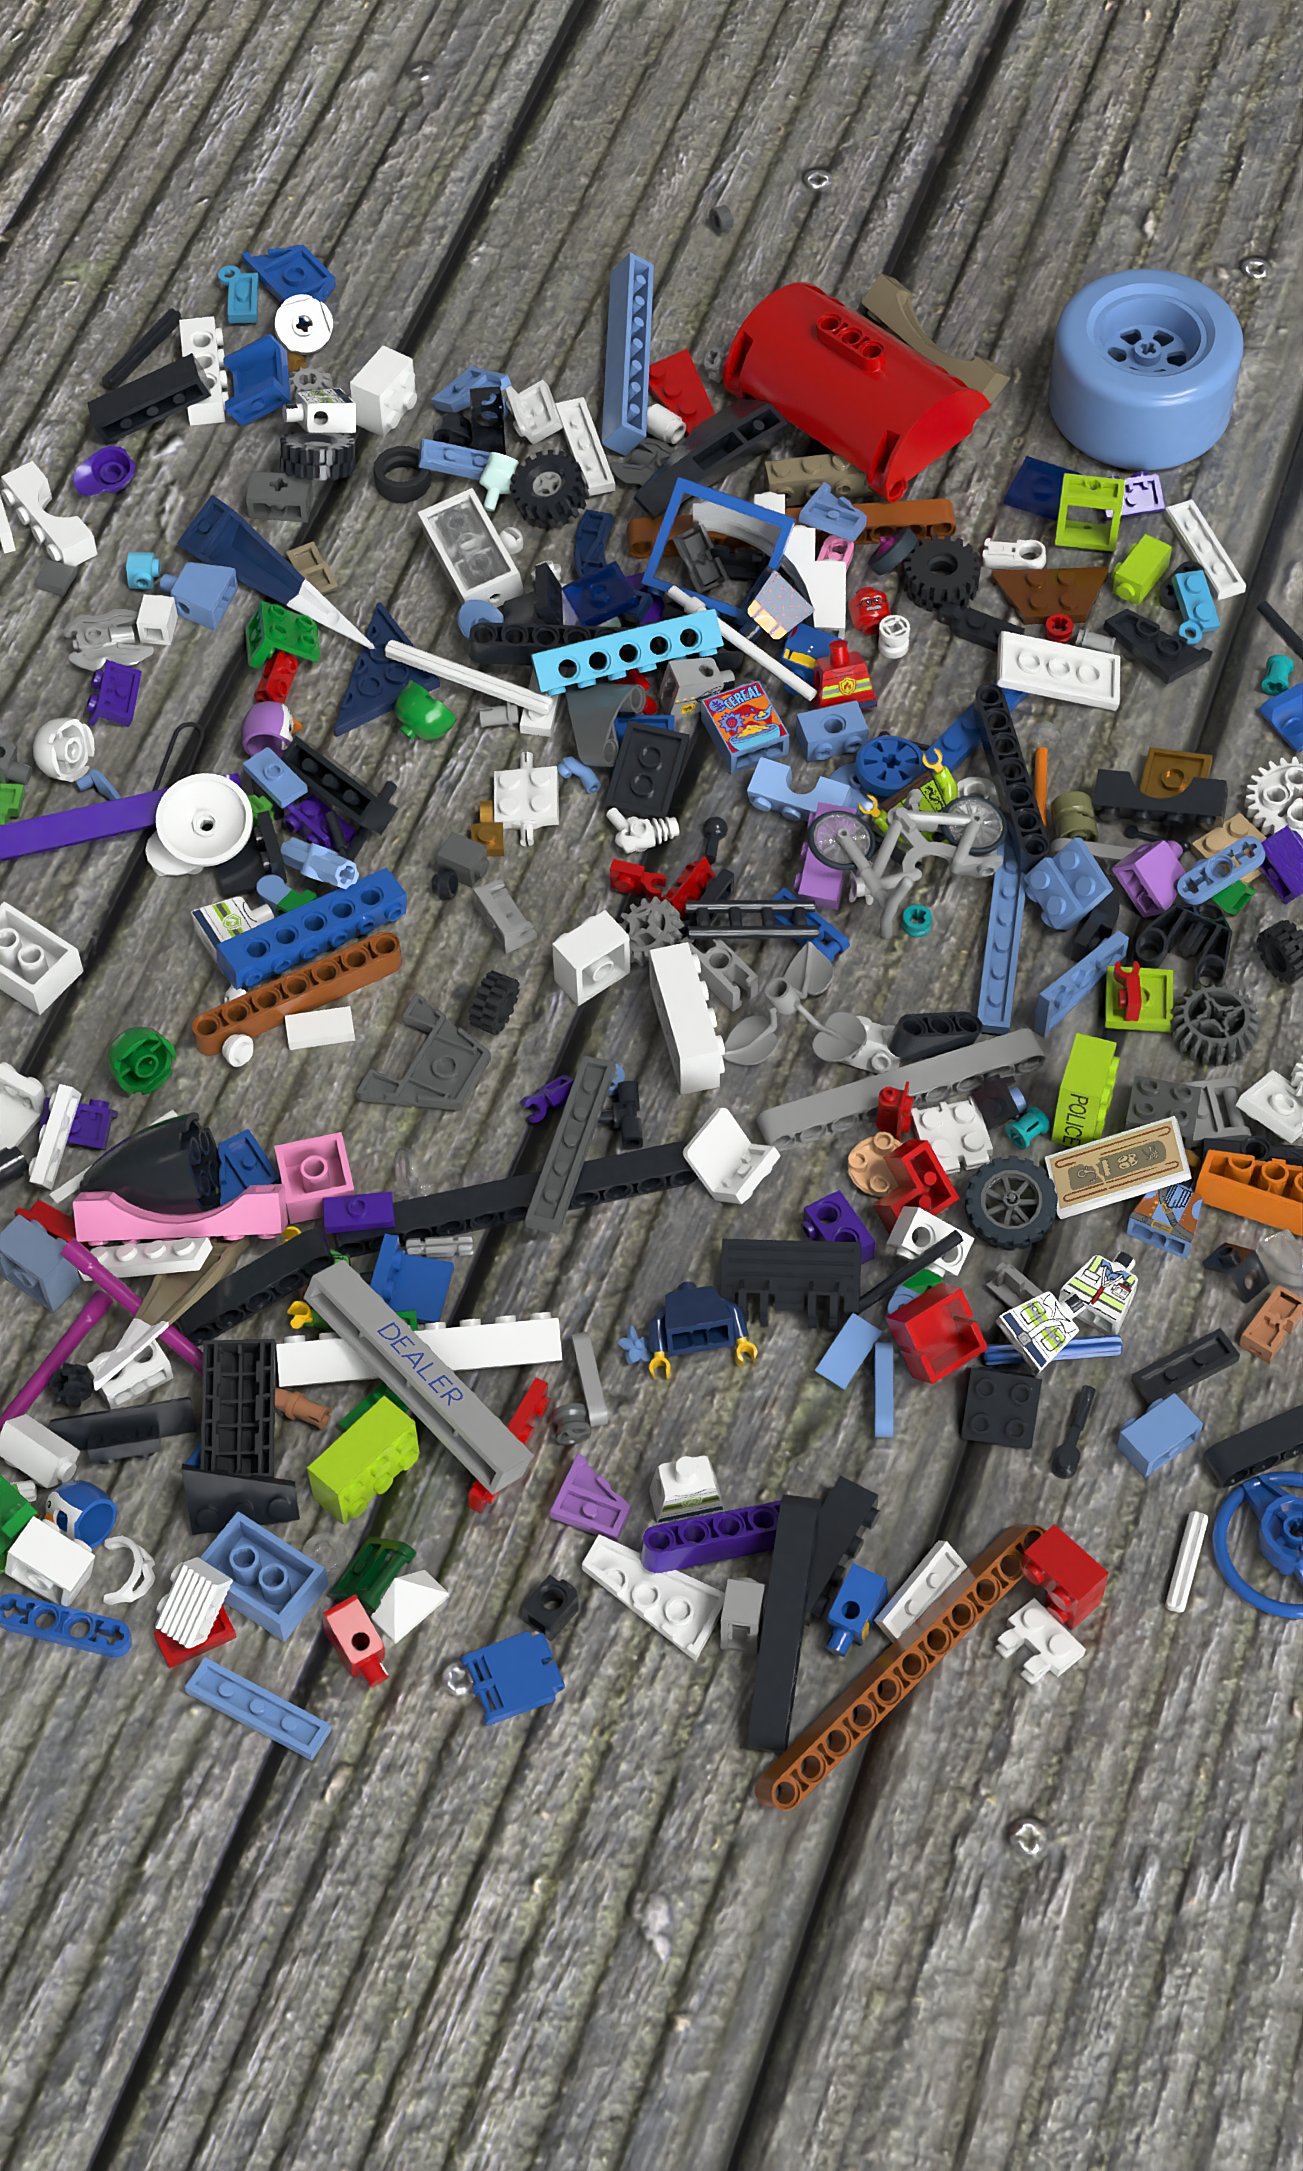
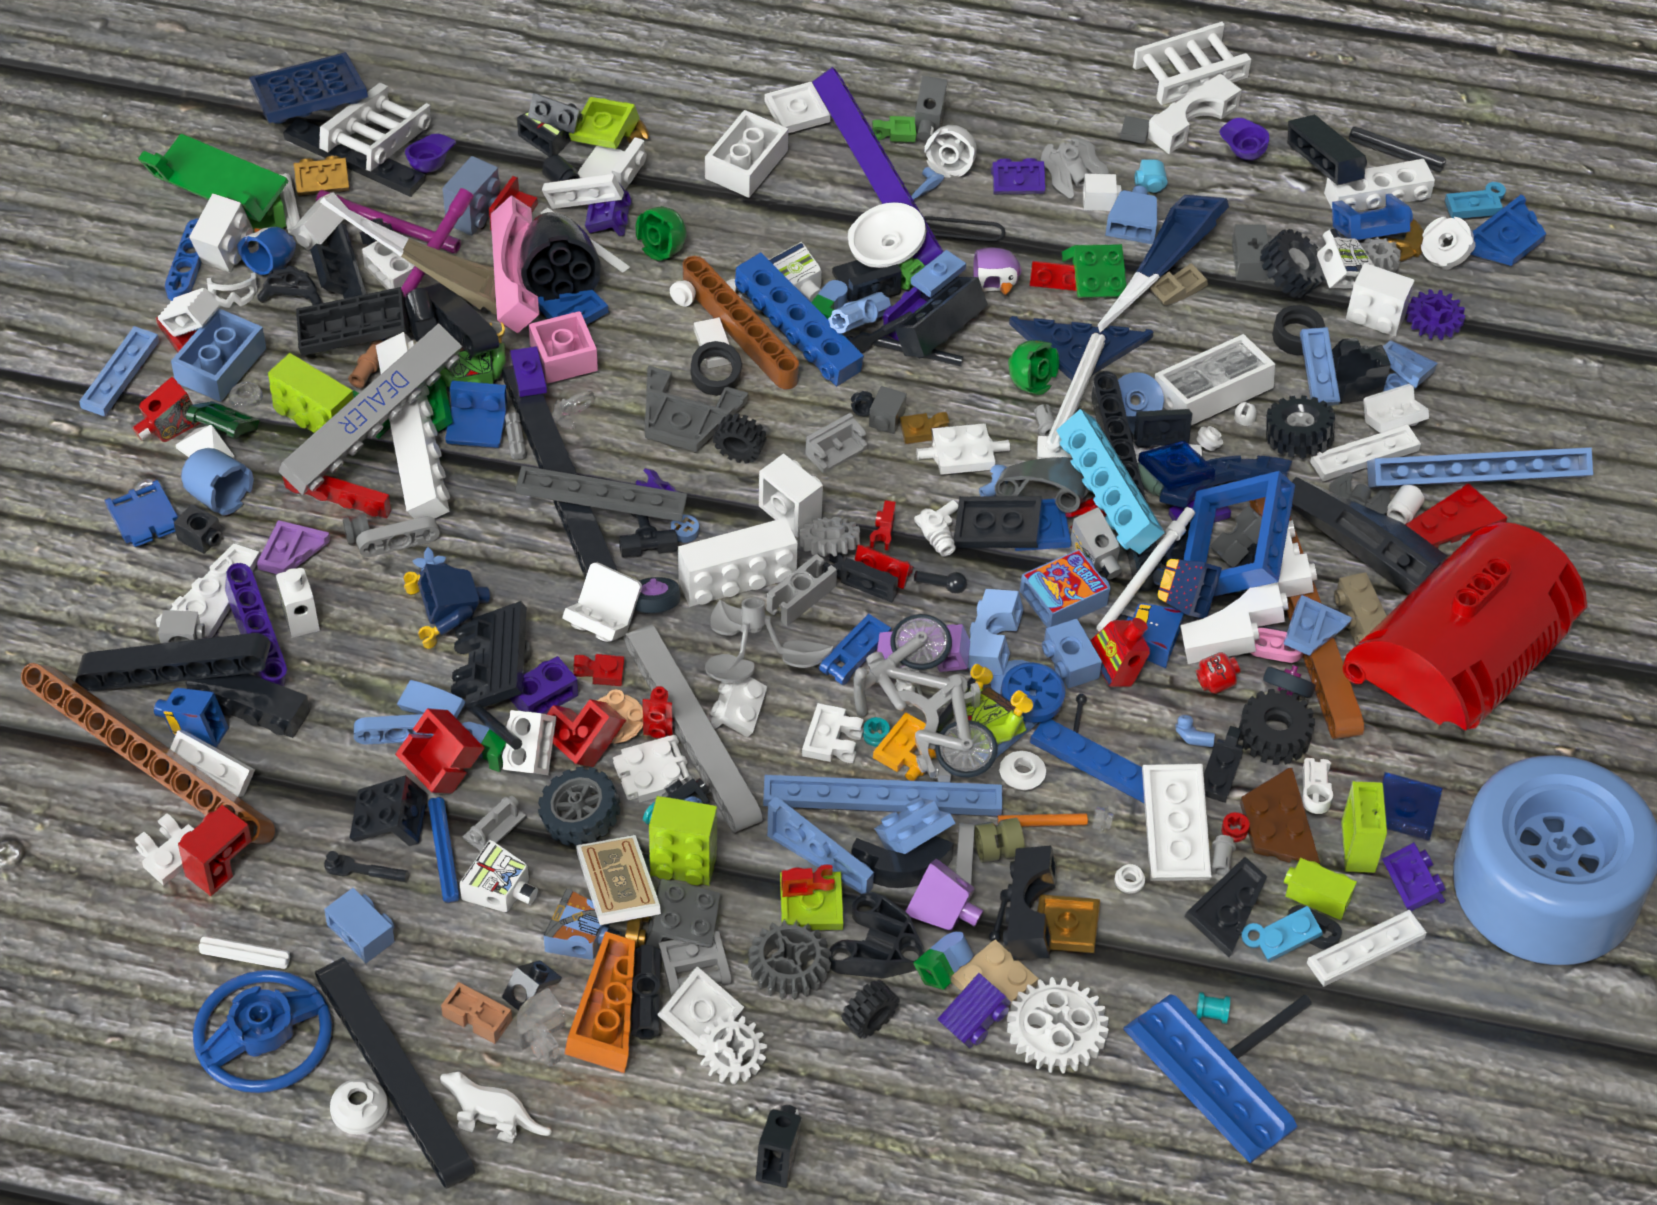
camera: 80 degrees right, 5 degrees down
(140, 1493) = (290, 282): none -> black piece
(153, 1257) = (476, 253): white plate -> none
(218, 1496) = (279, 327): black wing -> none
(235, 1327) = (420, 312): none -> black arm
(381, 1002) = (720, 349): none -> black tyre
(408, 345) = (1435, 314): none -> dark purple gear
(478, 1580) = (216, 480): none -> medium blue cylinder
(497, 477) = (1308, 387): light aqua piece -> none
(706, 1099) = (658, 595): none -> black wheel
(738, 931) = (836, 613): black bar -> none
(807, 1174) = (604, 670): none -> red plate
(892, 304) = (1597, 671): dark tan arch -> none
(894, 636) = (1192, 693): white wheel -> none
(918, 965) = (824, 733): none -> white plate
(933, 1034) = (741, 723): black beam -> none
(940, 649) = (1191, 735): none -> medium blue arm
(942, 900) = (899, 746): none -> light orange plate
(1010, 777) = (1042, 771): black beam -> none
(1041, 1327) = (445, 823): torso -> none
(1119, 716) = (1129, 872): none -> white plate
(1185, 1367) = (428, 945): black plate -> none
(1223, 857) = (966, 958): medium blue beam -> none

